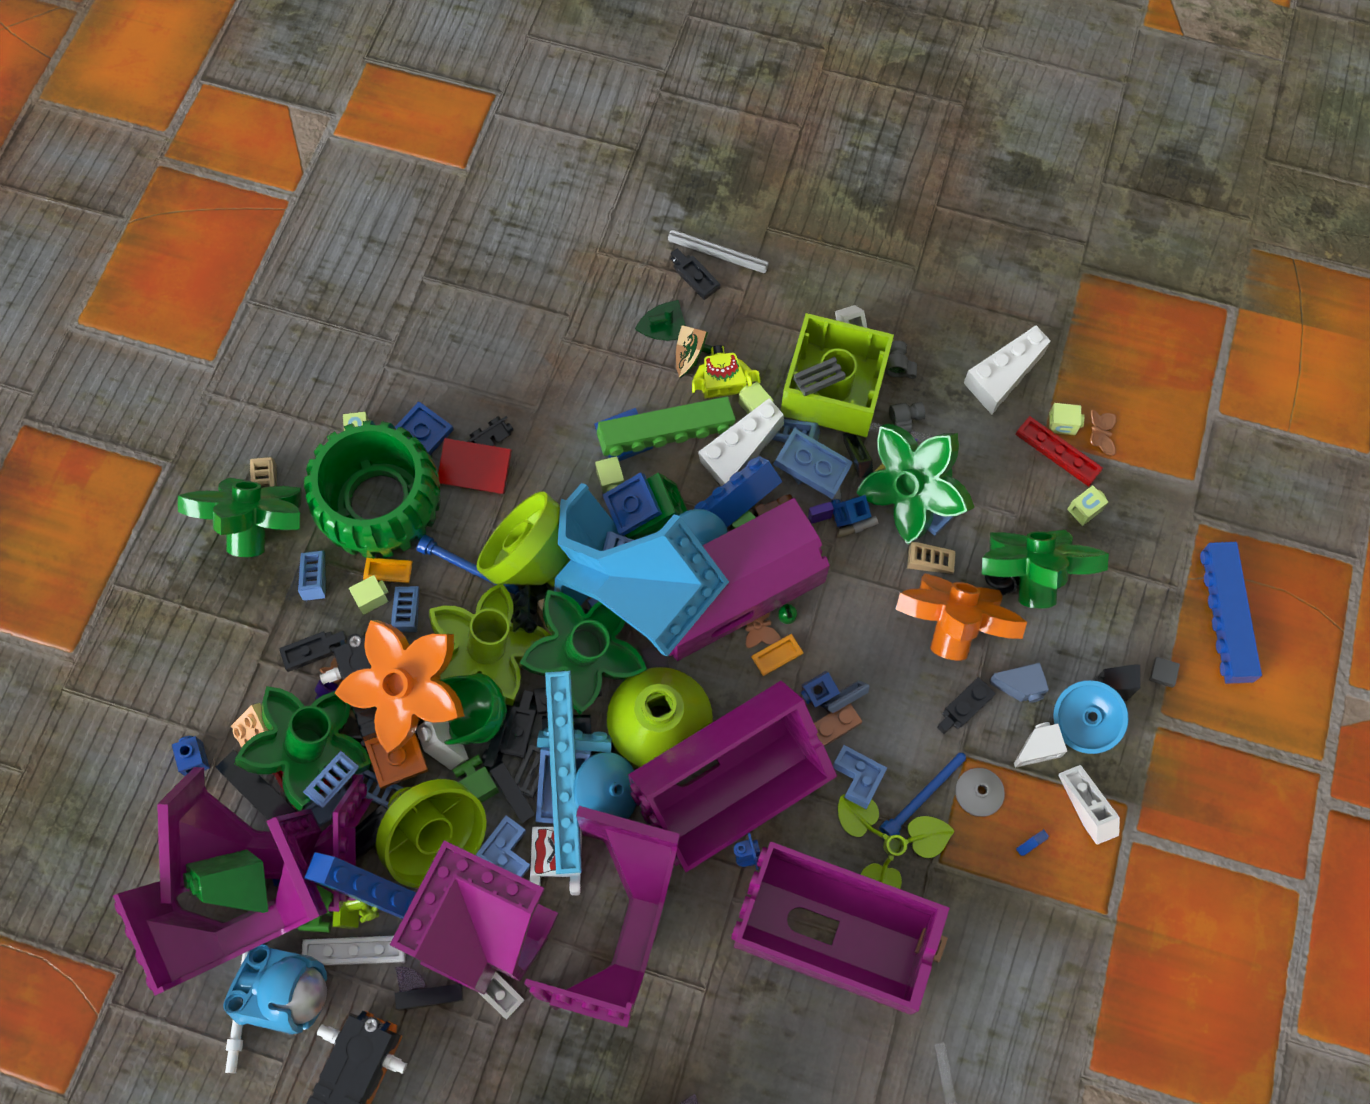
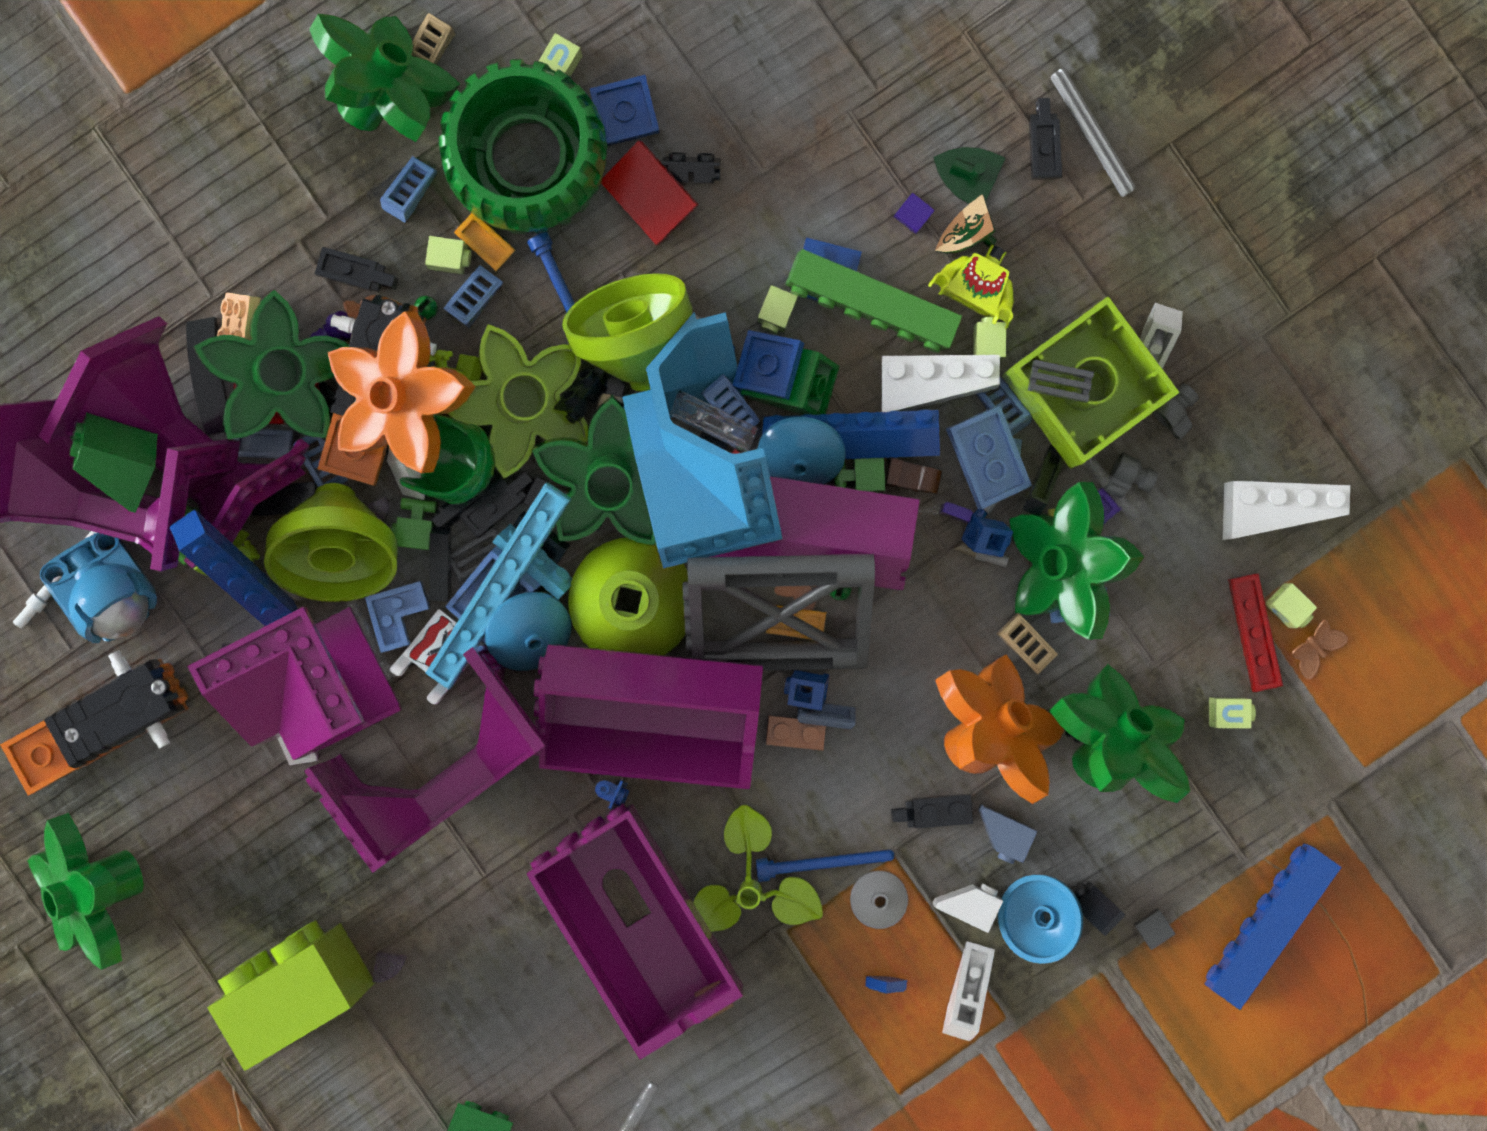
camera: 35 degrees right, 20 degrees up
(189, 754) = (168, 293): blue brick -> none
(346, 763) = (287, 439): medium blue slope -> none
(353, 950) = (201, 601): white tile -> none
(649, 365) = (914, 213): none -> dark purple tile
(776, 576) = (823, 571): none -> dark grey piece
(864, 772) = (784, 800): medium blue plate -> none

